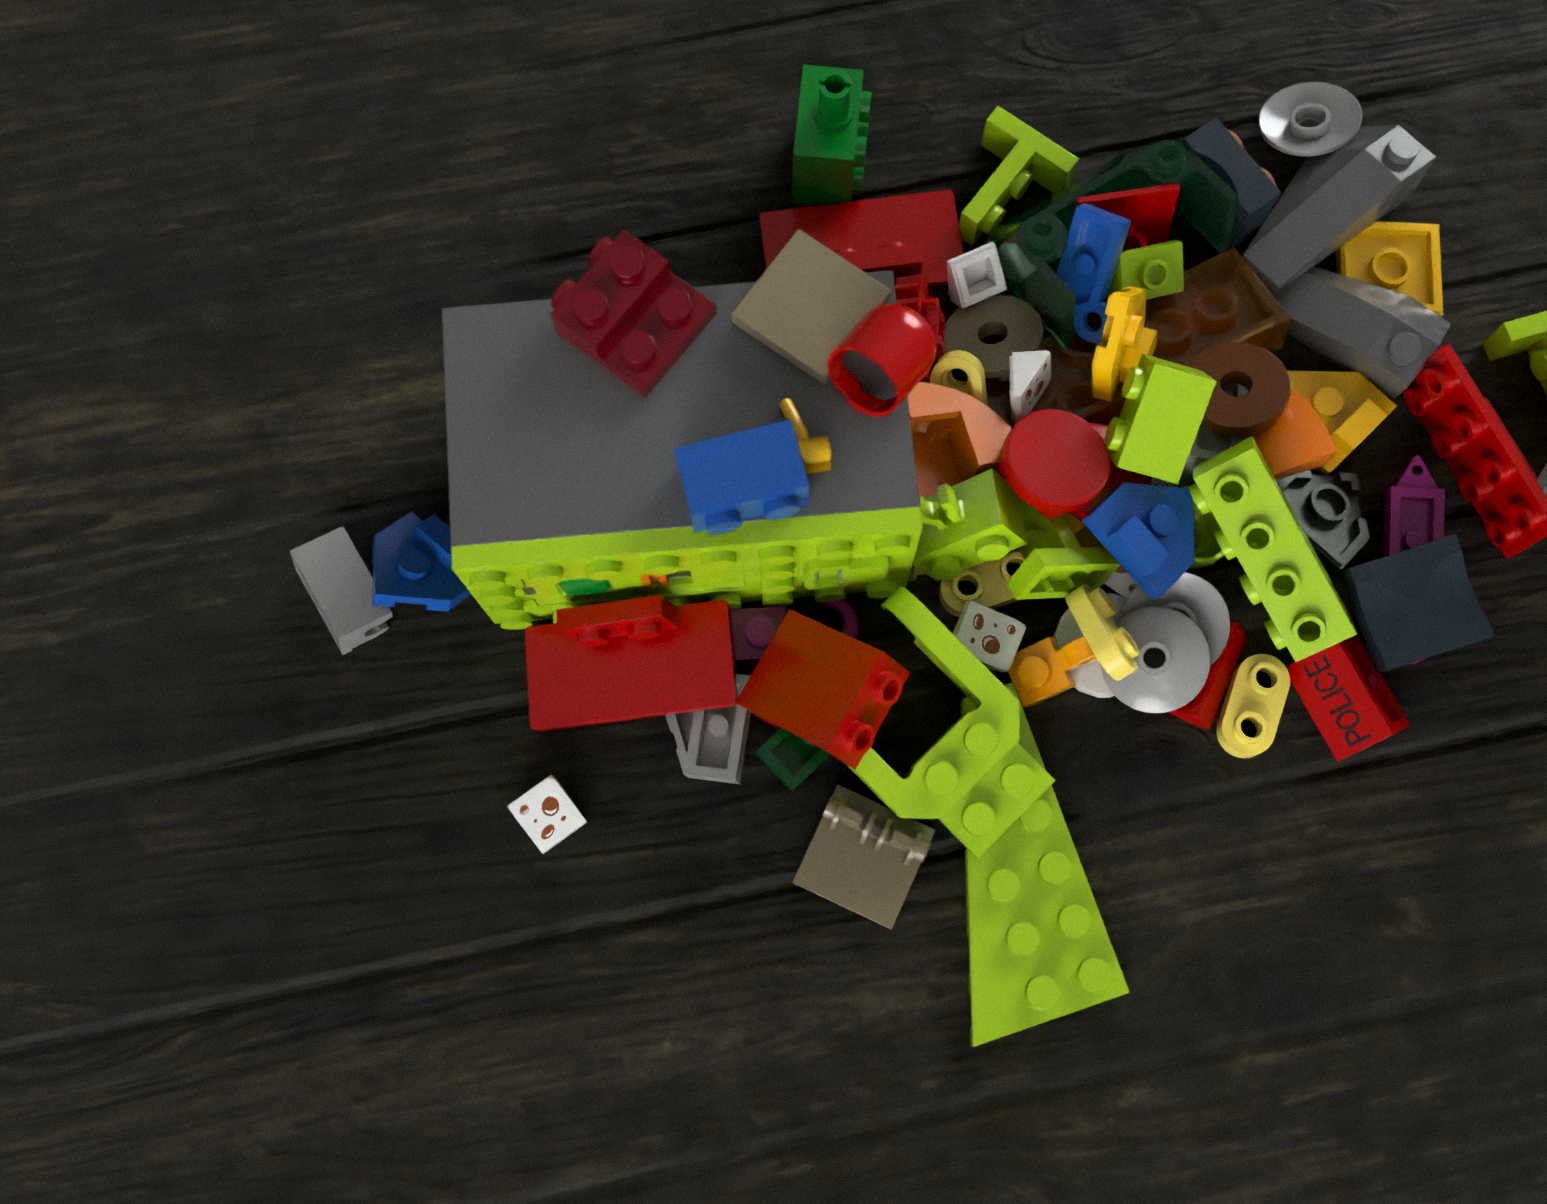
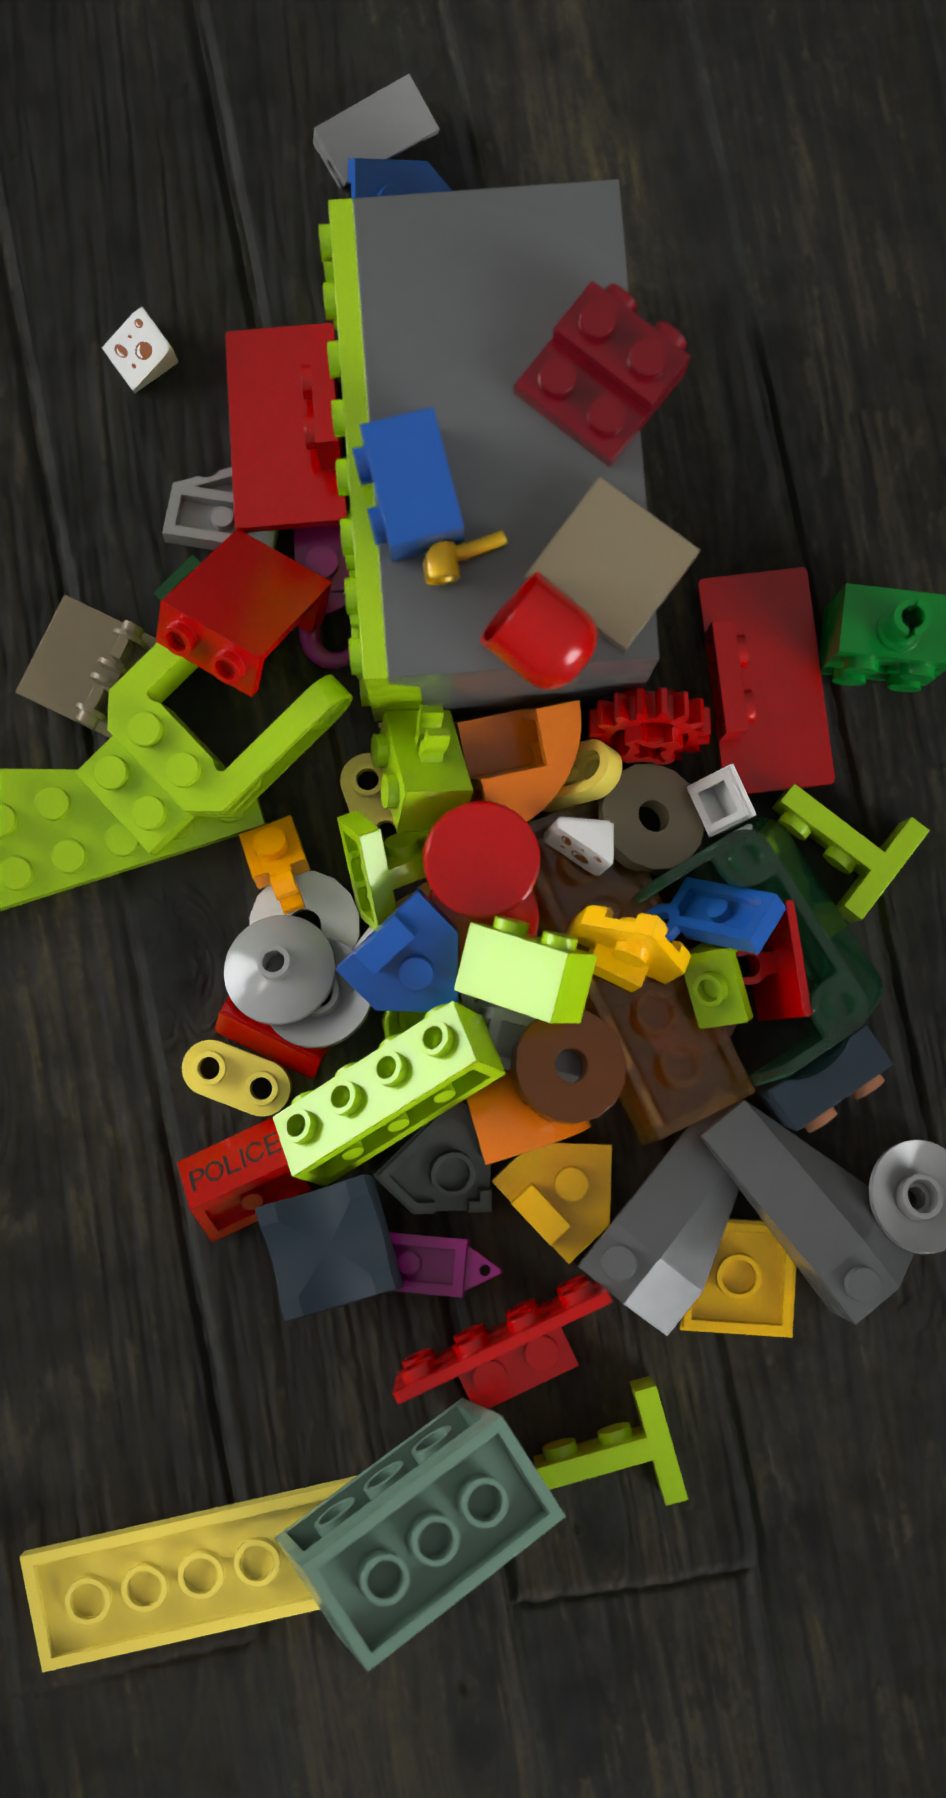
camera: 85 degrees right, 10 degrees up
(989, 635) = (311, 796): white slope -> none
(1110, 645) = (303, 909): light yellow plate -> none

